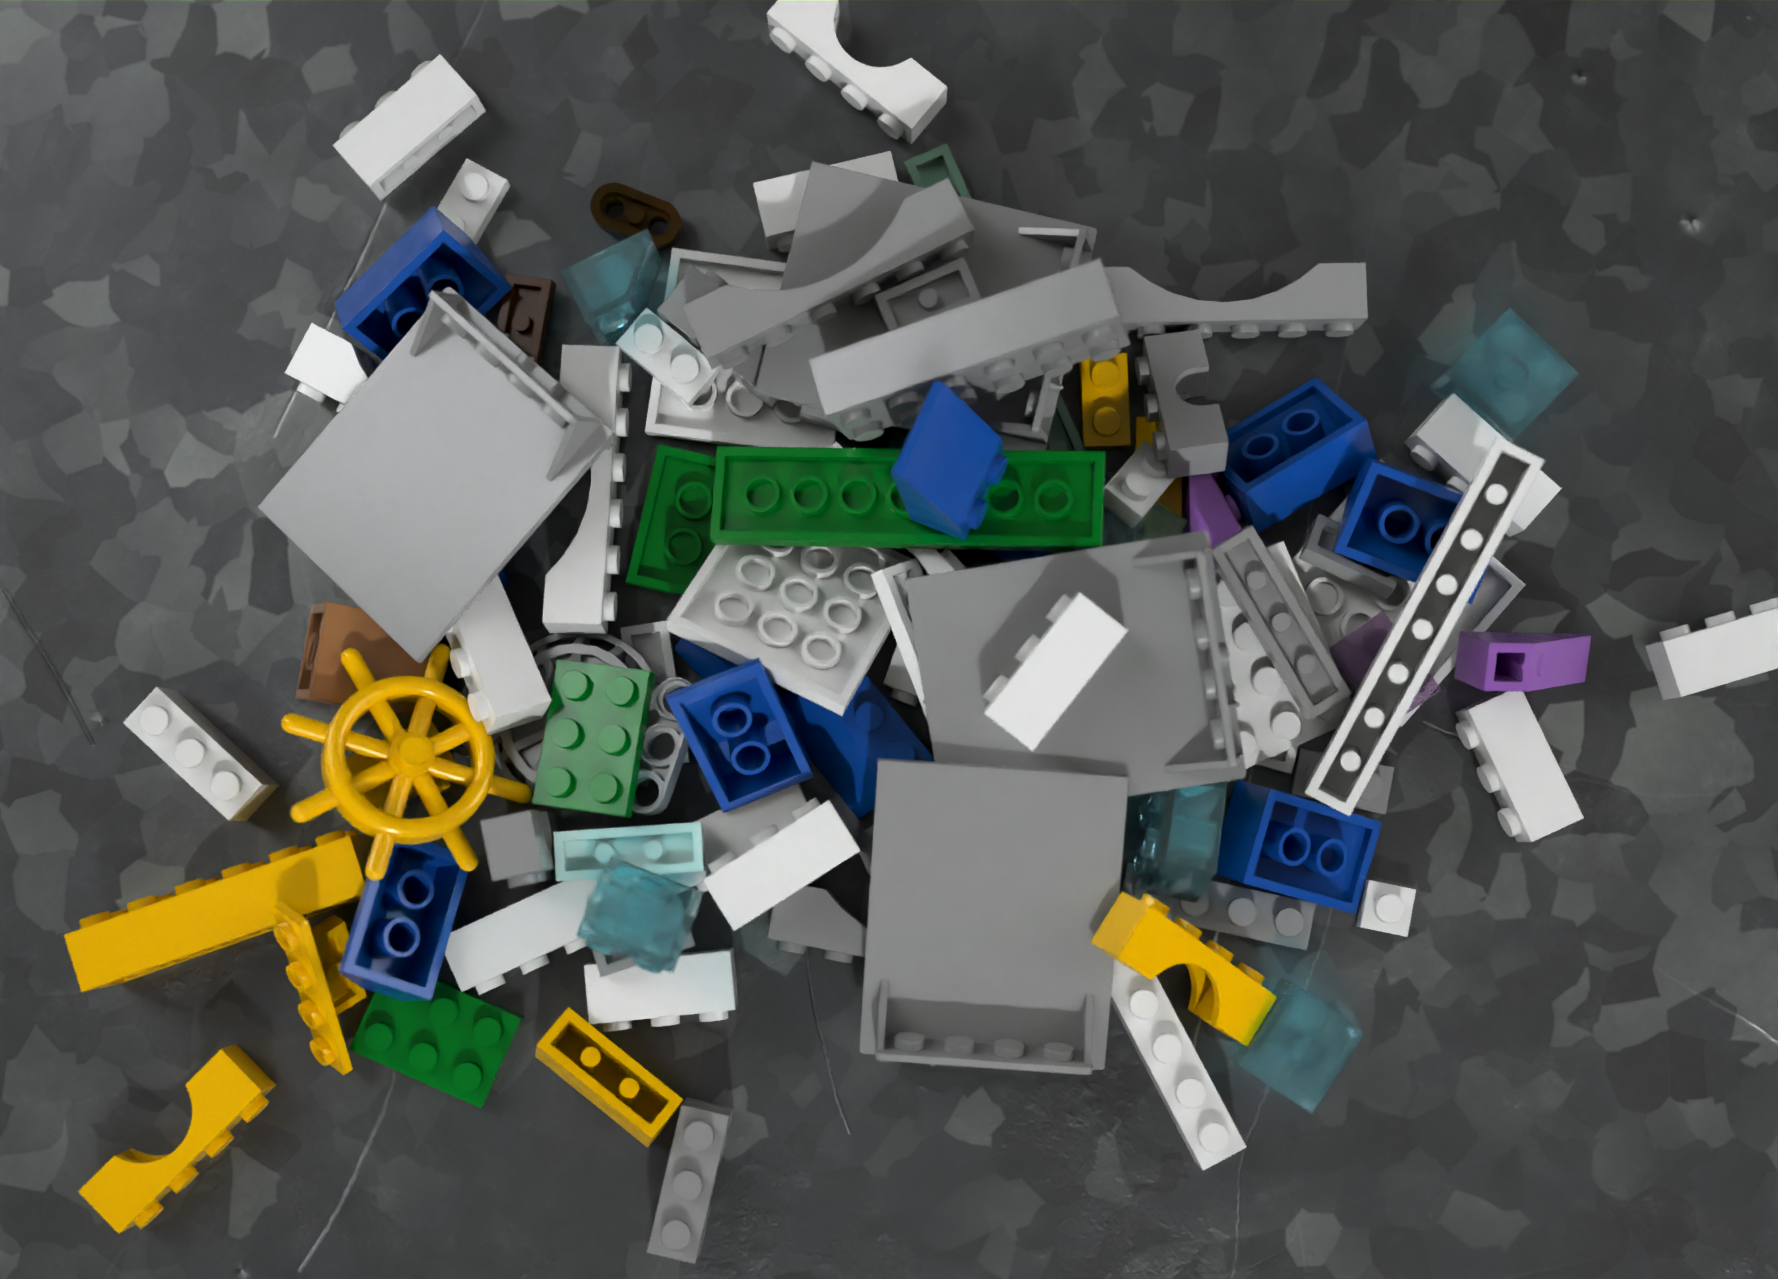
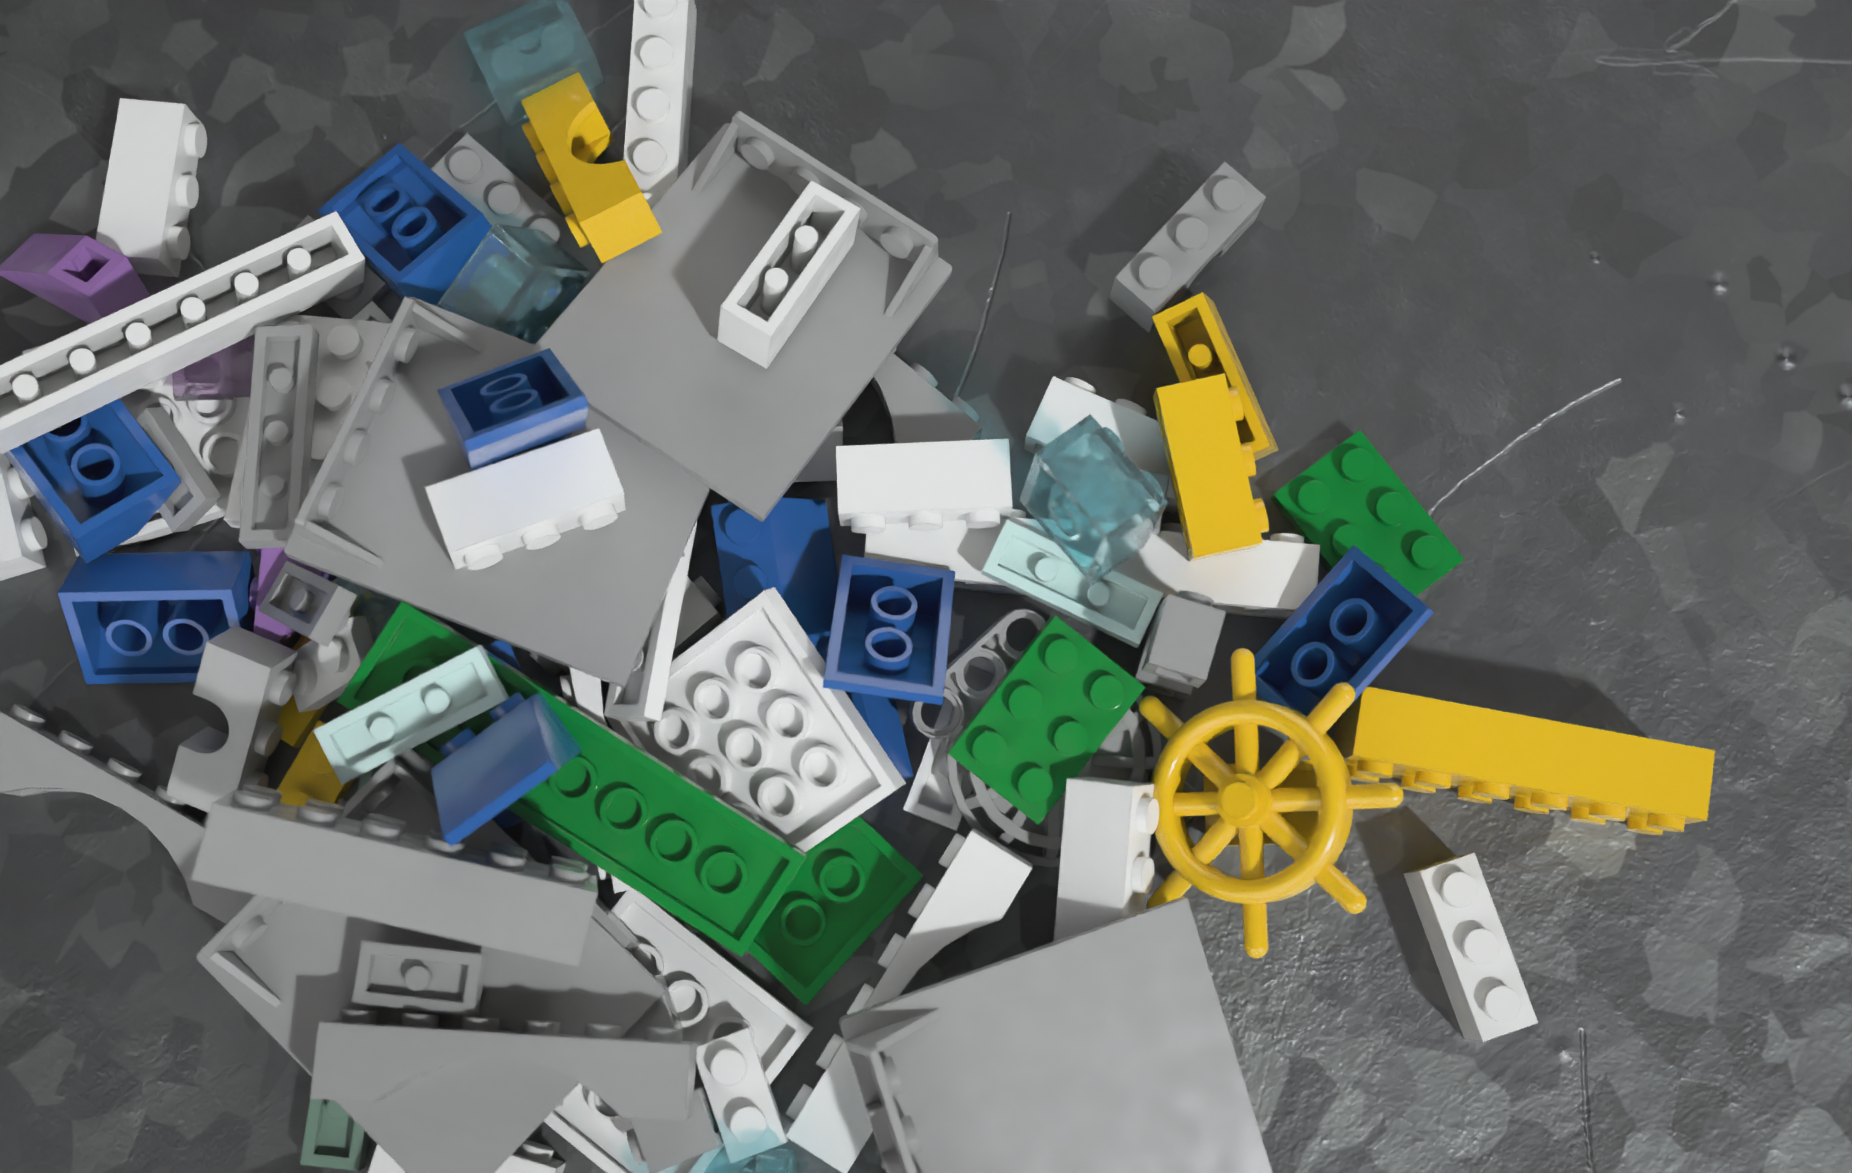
camera: 150 degrees left, 5 degrees down
(221, 1096) = (1743, 548): yellow arch -> none
(313, 971) = (1455, 639): yellow bracket -> none
(341, 627) = (1266, 990): medium nougat slope -> none
(570, 998) = (1210, 467): none -> yellow brick
(970, 961) = (788, 274): none -> white brick
(1042, 470) = (411, 714): none -> light aqua plate
(1099, 725) = (514, 409): none -> blue slope
(1177, 511) = (308, 603): none -> light grey plate
(1386, 908) = (366, 131): white plate -> none

